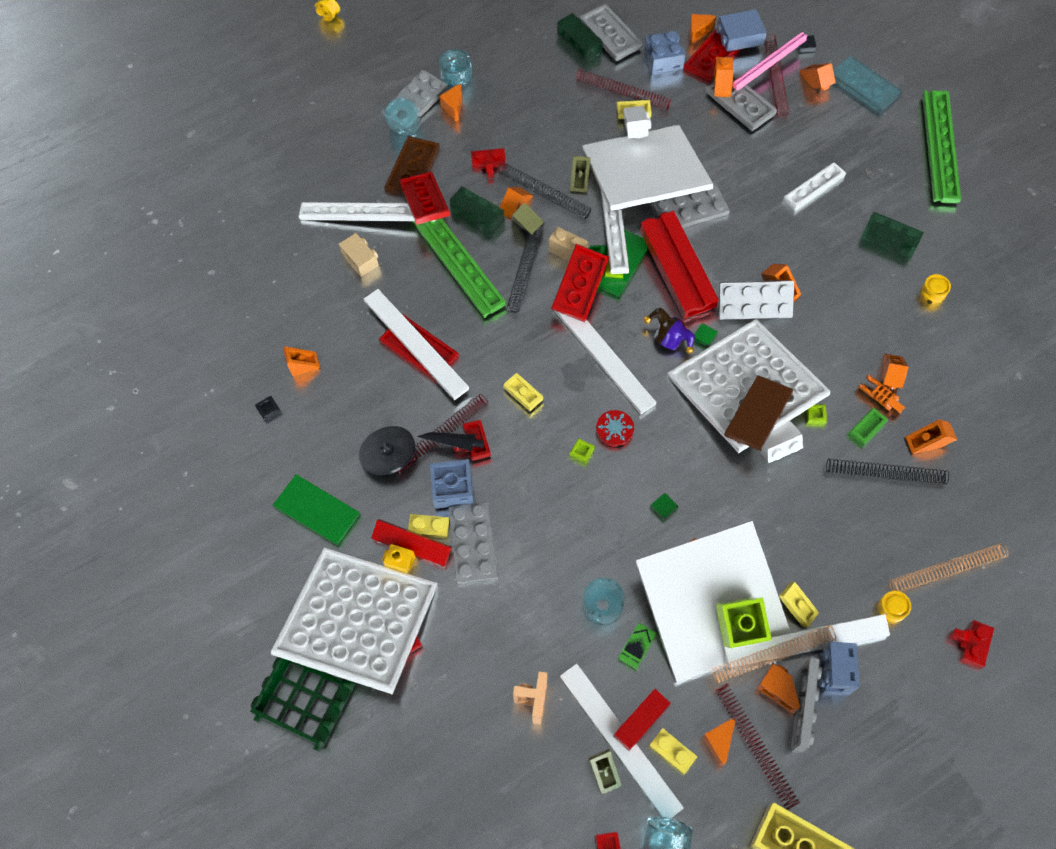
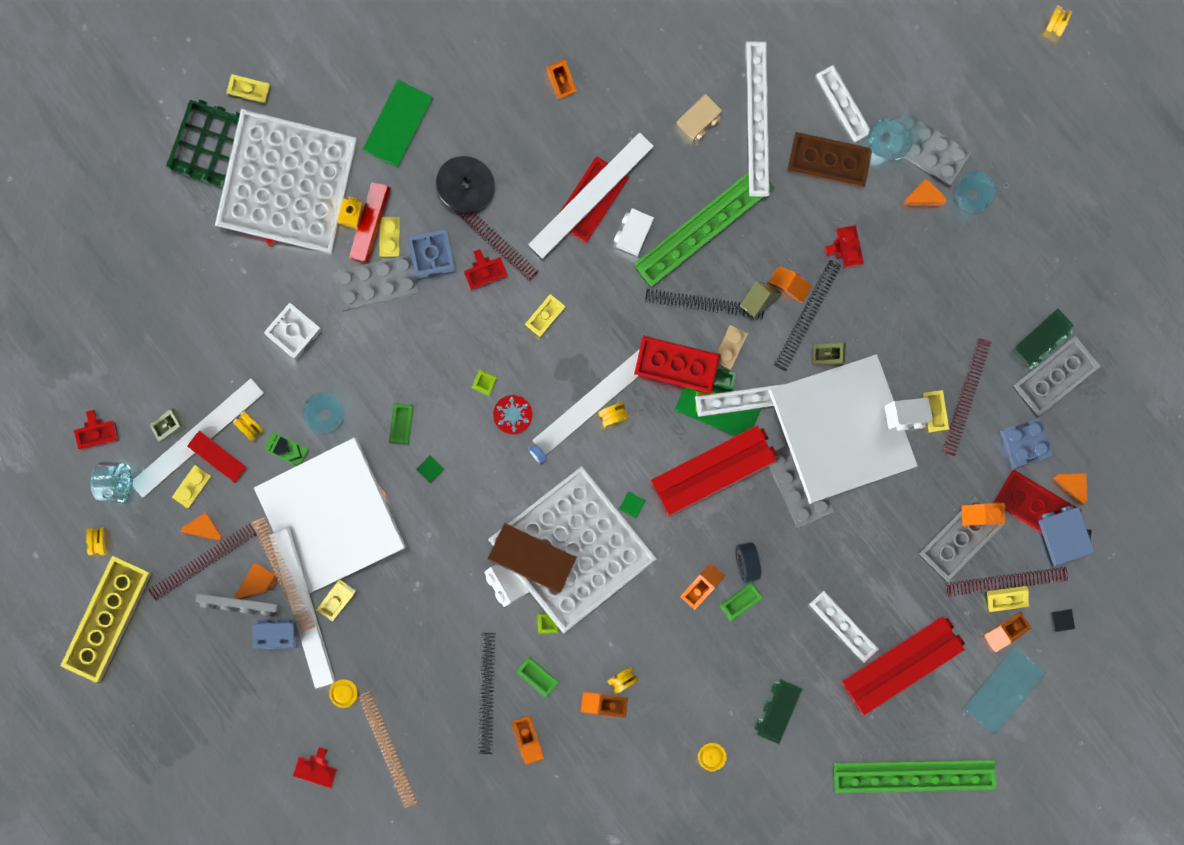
camera: 80 degrees right, 20 degrees up
(251, 653) = (248, 89): none -> light yellow plate
(267, 408) = (505, 53): black tile -> none
(366, 154) = (843, 103): none -> white tile
(424, 198) = (774, 180): red tile -> none
(454, 310) = (634, 231): none -> white brick
(463, 441) = (478, 258): black bar -> none
(477, 210) = (770, 240): clear green brick -> none
(515, 624) = (292, 331): none -> white piece
(527, 695) = (225, 356): light nougat bracket -> none
(611, 681) = (248, 426): none -> yellow wheel
(617, 530) = (401, 424): none -> bright green tile
(622, 339) = (613, 414): none -> yellow wheel
(655, 408) = (537, 454): none -> medium blue tile
(671, 331) = (629, 466): piece -> none
(743, 622) = (307, 542): lime brick -> none
(756, 299) = (675, 557): plate -> none
(761, 243) = (748, 562): none -> black wheel
(769, 61) = (1024, 577): bright pink axle -> none
(790, 73) = (1008, 599): none -> light yellow plate
(793, 258) = (741, 601): none -> bright green tile
(849, 146) = (903, 665): none -> red brick
(870, 350) = (621, 678): none -> yellow wheel
(882, 395) = (573, 691): orange hinge -> none

